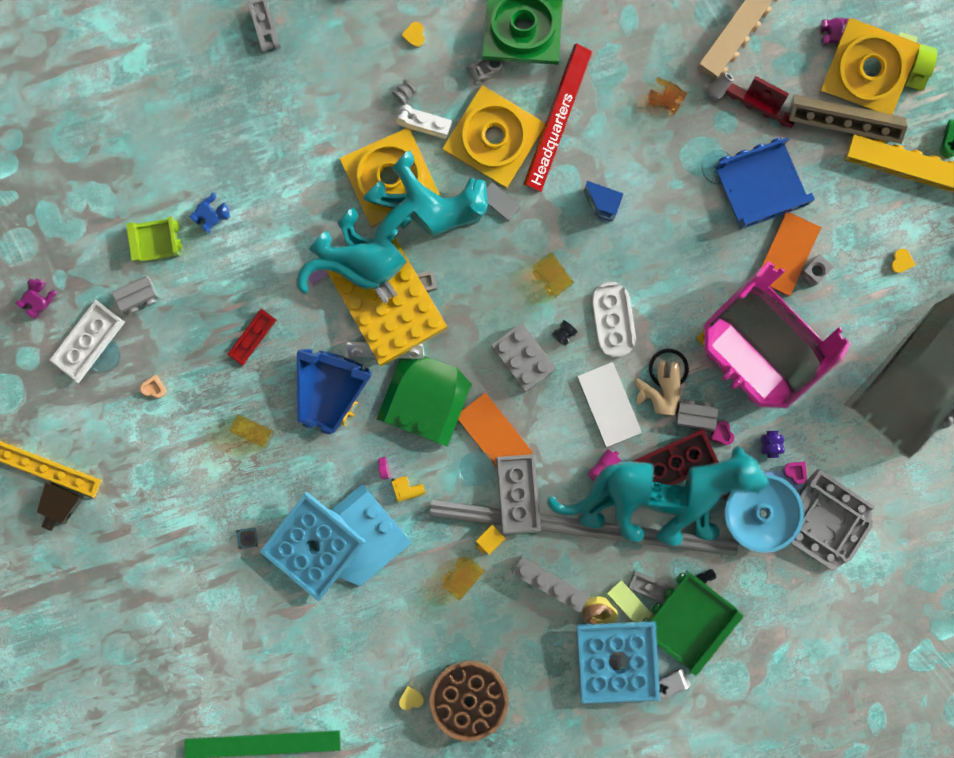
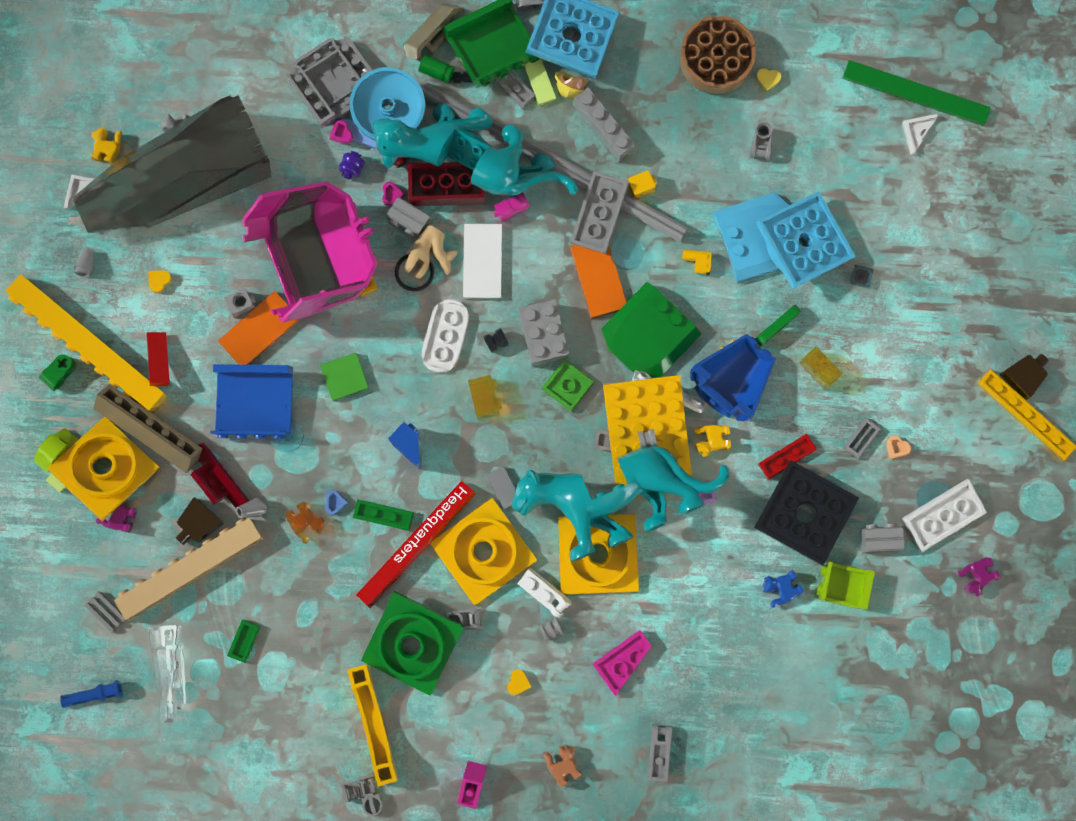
camera: 160 degrees left, 5 degrees down
(190, 381) = (852, 450): none -> light grey tile
(200, 268) = (831, 511): none -> black piece
(247, 707) = (916, 130): none -> white tile
(307, 456) = (777, 325): none -> green beam
(326, 327) = (715, 439): none -> yellow animal
(330, 89) = (622, 660): none -> dark pink wing
(384, 468) = (712, 286): dark pink tile -> none
(391, 629) = (761, 144): none -> light grey piece
(463, 577) = (679, 162): clear yellow brick -> none
(480, 320) = (567, 385): none -> bright green tile
(598, 132) = (383, 515): none -> green tile
(647, 125) = (335, 502): none -> medium blue tile
(690, 242) = (344, 376): none -> bright green tile
(733, 573) = (436, 69): none -> green piece
(757, 611) = (429, 29): none -> dark tan piece
(763, 56) = (197, 522): none -> dark brown torso
(868, 186) = (157, 359): none -> red tile

